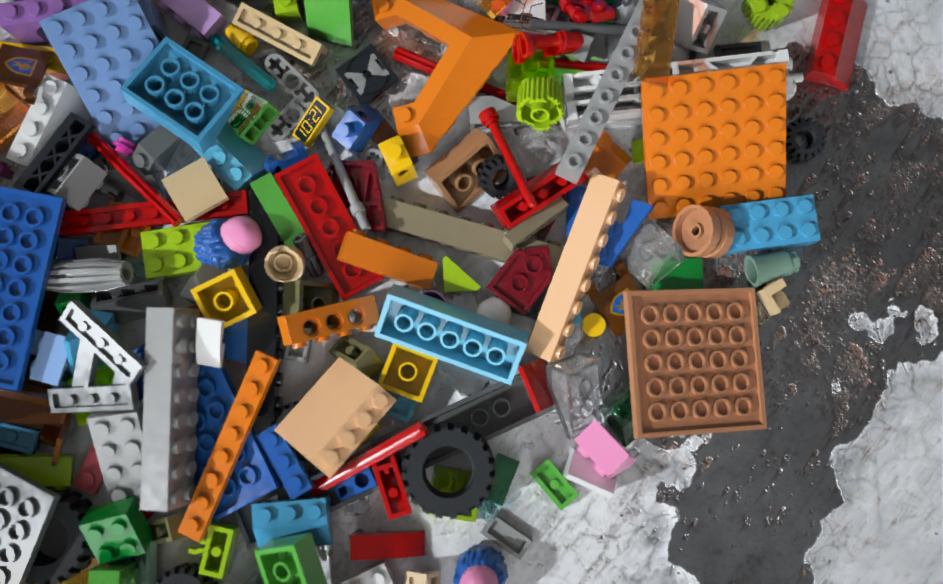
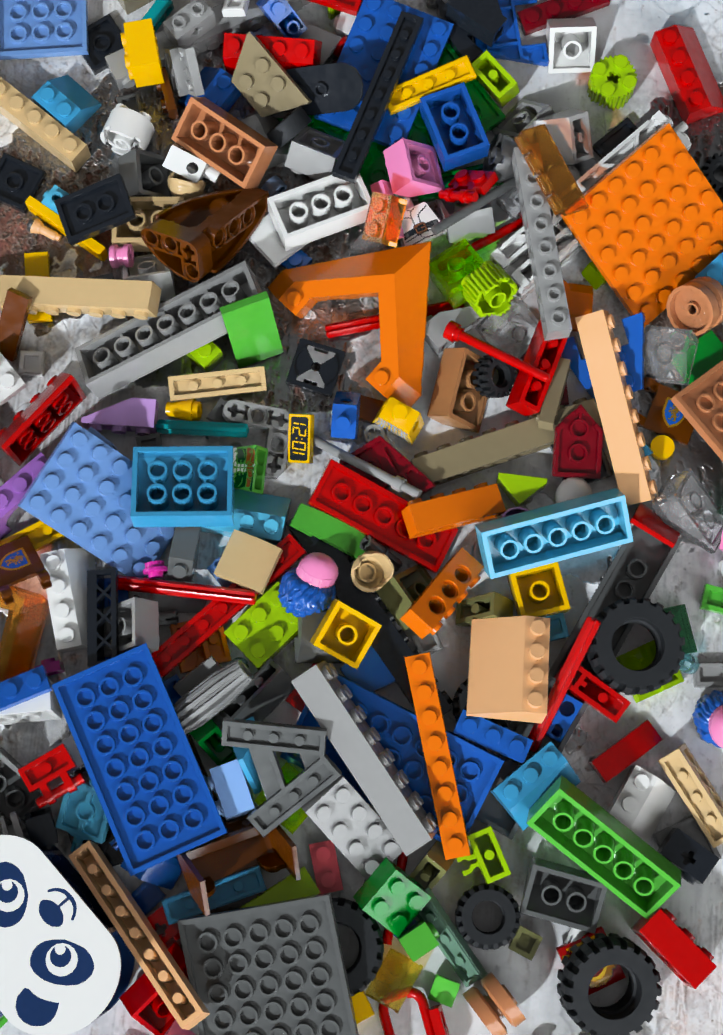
camera: 35 degrees left, 5 degrees down
(209, 342) = (360, 677): white slope -> none
(277, 163) = (304, 484): blue leg -> none
(550, 45) = (446, 248): red piece -> none

